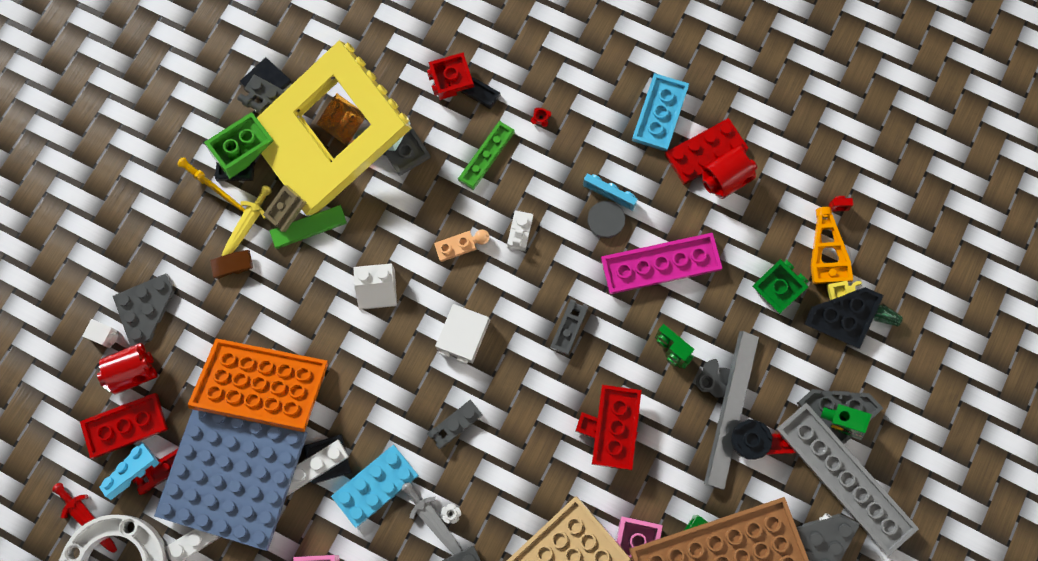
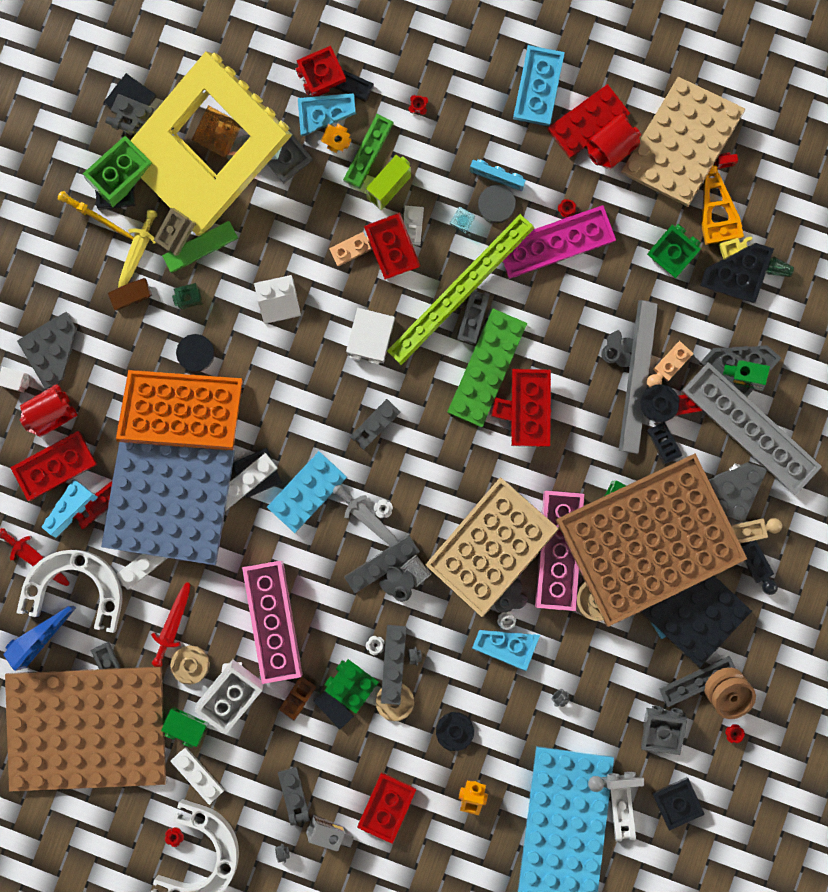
camera: 10 degrees left, 10 degrees up
(282, 268) = (181, 292): none -> clear green brick
(285, 329) = (195, 353): none -> black tile
(448, 112) = (324, 110): none -> medium azure wing
(453, 131) = (329, 135): none -> light orange brick
(496, 247) = (392, 246): none -> red plate
(501, 185) = (389, 181): none -> lime brick
(558, 298) = (460, 289): none -> lime plate
(570, 231) = (462, 220): none -> clear light blue plate
(576, 381) = (487, 368): none -> bright green plate
(676, 227) = (567, 203): none -> red plate
(679, 351) = (583, 328): green plate -> none
(759, 479) = (677, 453): none -> black slope
(766, 400) = (670, 364): none -> light nougat plate
(799, 180) = (683, 141): none -> tan plate

